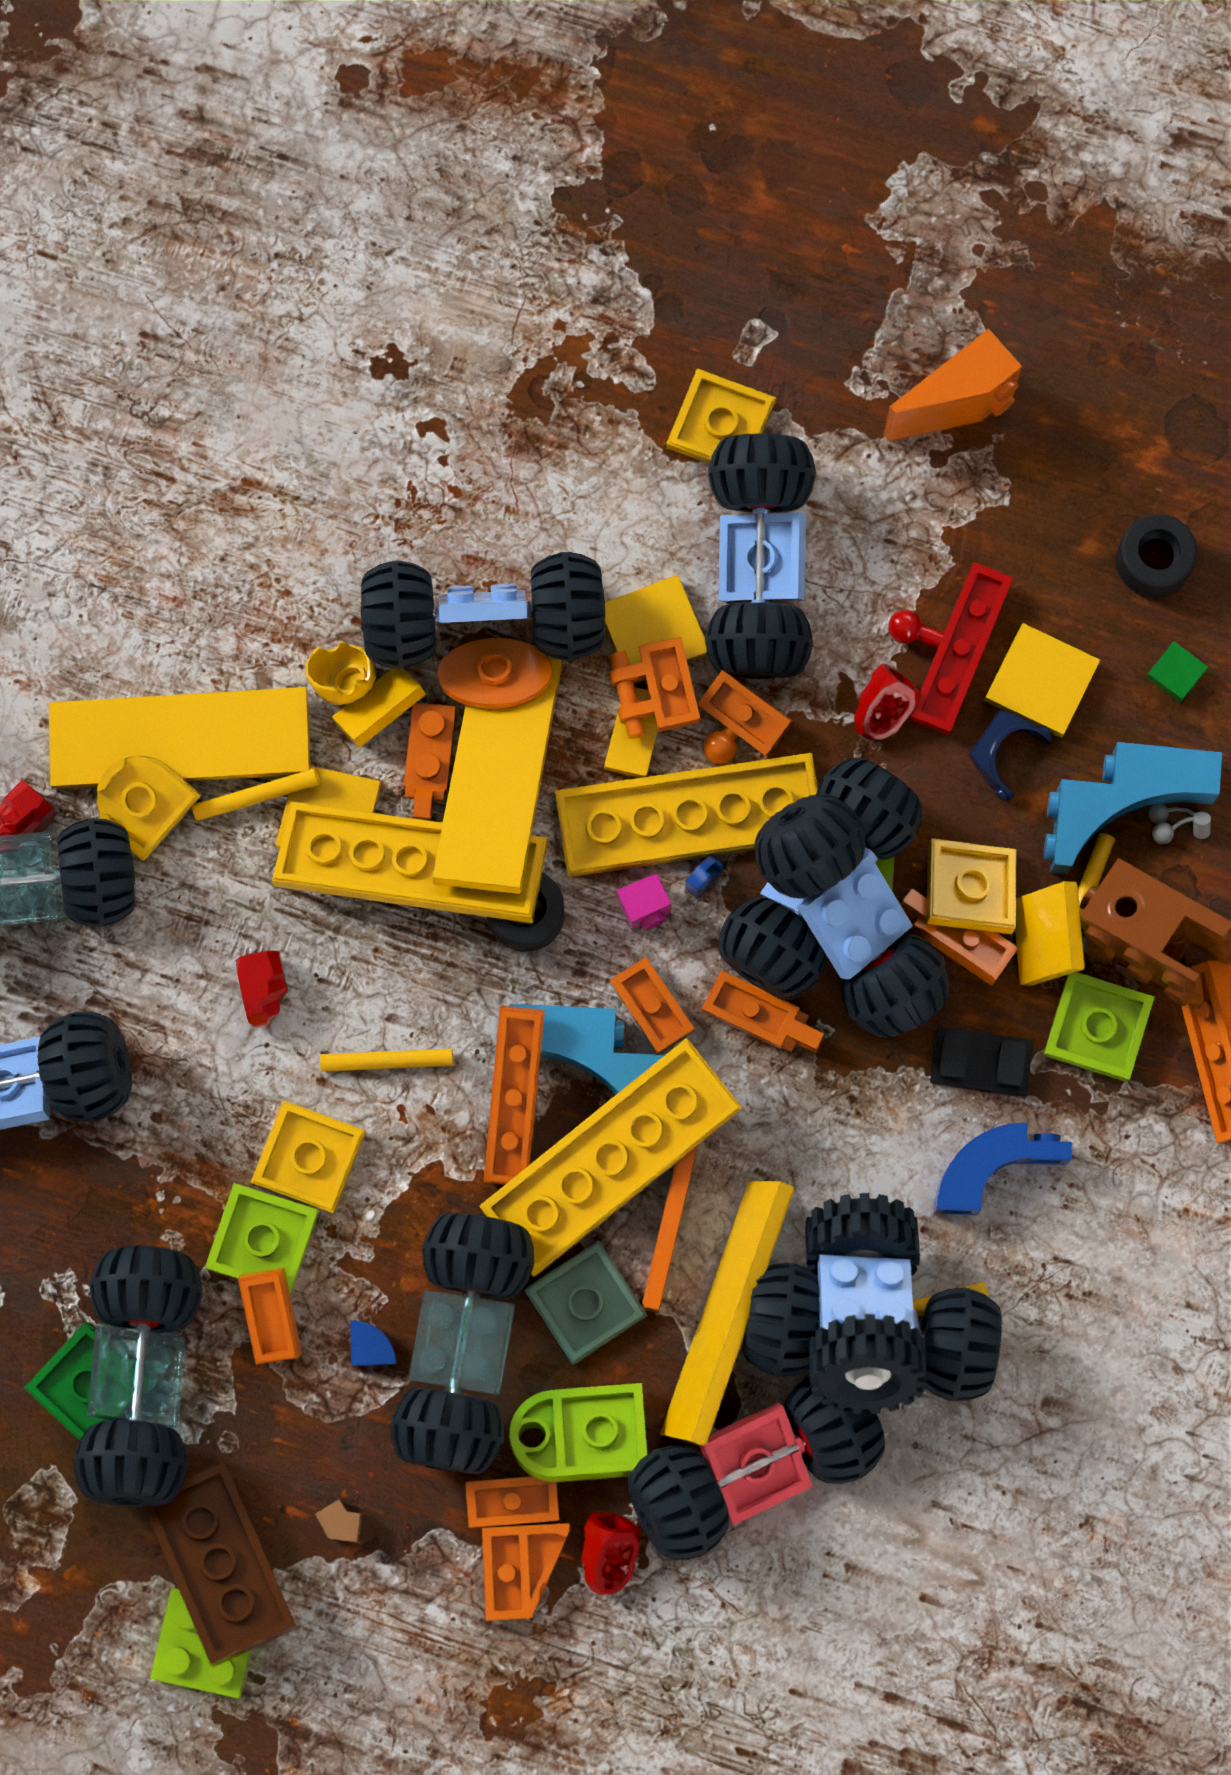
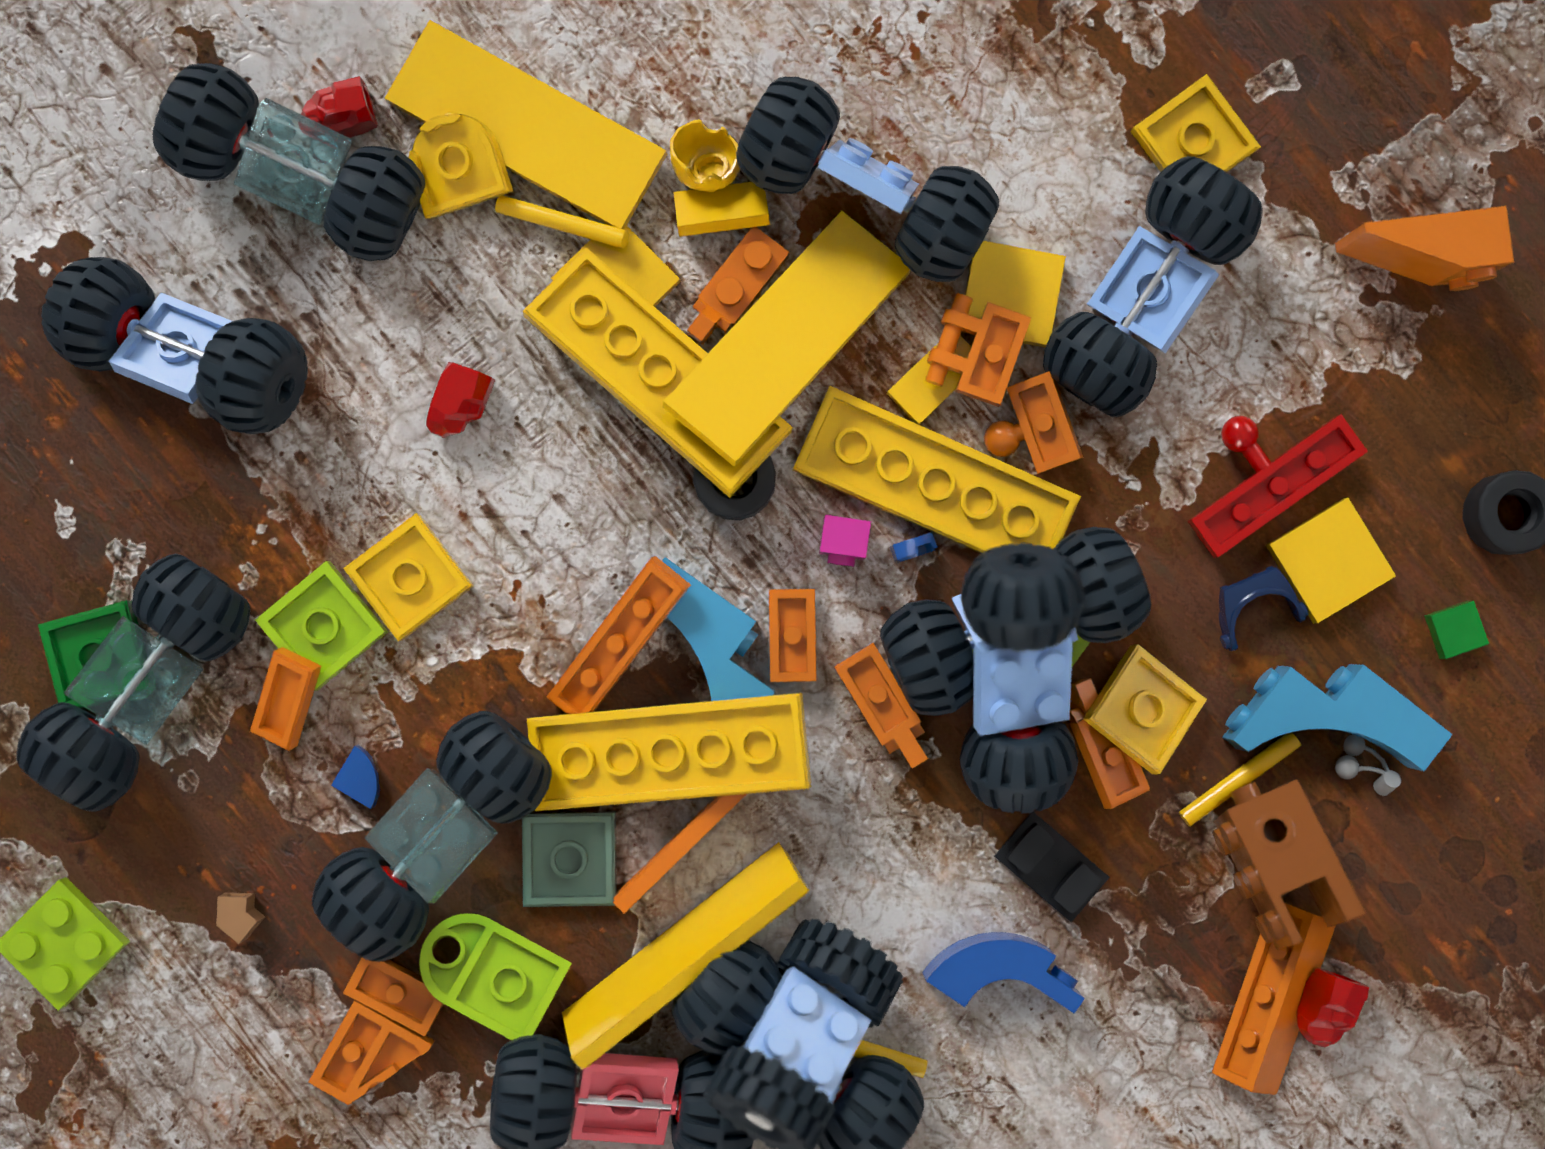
camera: 30 degrees right, 10 degrees up
(220, 1566) = (106, 893): reddish brown plate -> none
(386, 1060) = (530, 534): yellow bar -> none
(494, 673) = (842, 244): orange piece -> none
(609, 1552) = (452, 1089): red rock -> none
(885, 703) = (1176, 494): red rock -> none
(1049, 934) = (1187, 800): yellow tile -> none
(1098, 1026) = (1176, 904): lime plate -> none

